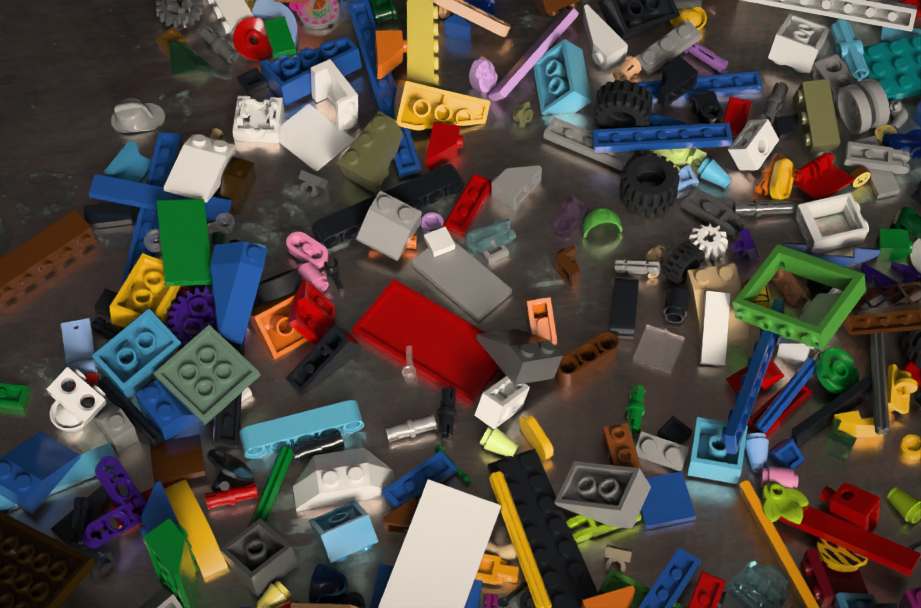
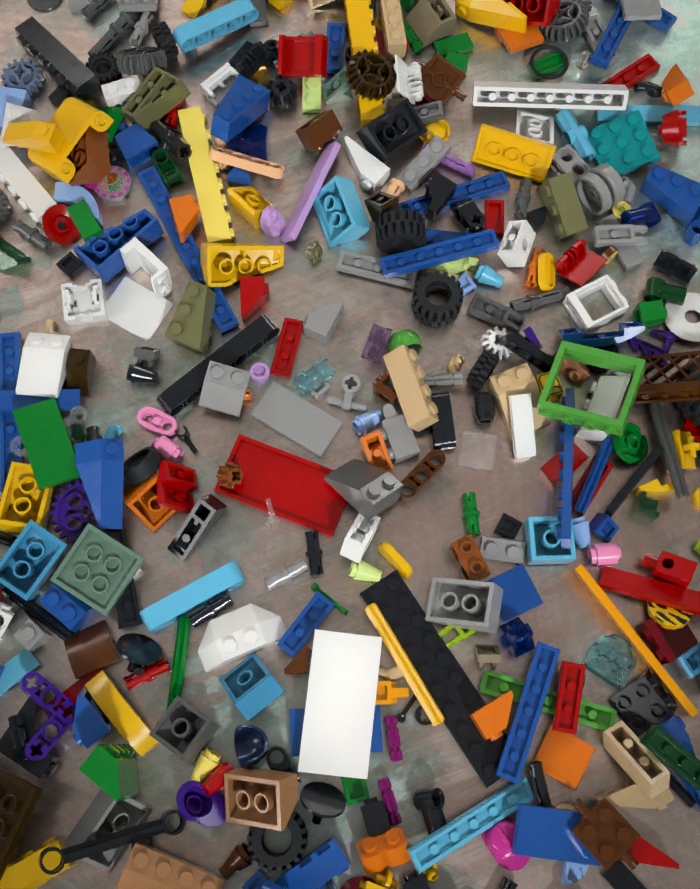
camera: 15 degrees left, 15 degrees up
(301, 200) = (141, 374): none -> black cone
(373, 314) = (229, 475): none -> dark orange gear
(439, 241) = (270, 391): white tile -> none
(459, 53) = (248, 203): none -> yellow slope
(523, 270) = (347, 402): none -> light grey piece
(538, 291) = (365, 422): none -> light blue cone
(571, 313) = (399, 437): none -> light grey hinge
(596, 266) = (411, 388): none -> tan brick
(607, 74) = (380, 204): none -> dark brown slope
(655, 540) = (517, 637): none -> clear blue brick
(736, 250) = (528, 351): none -> black plate
(771, 53) = (513, 153): none -> yellow tile
(785, 503) = (616, 580): lime plate -> none

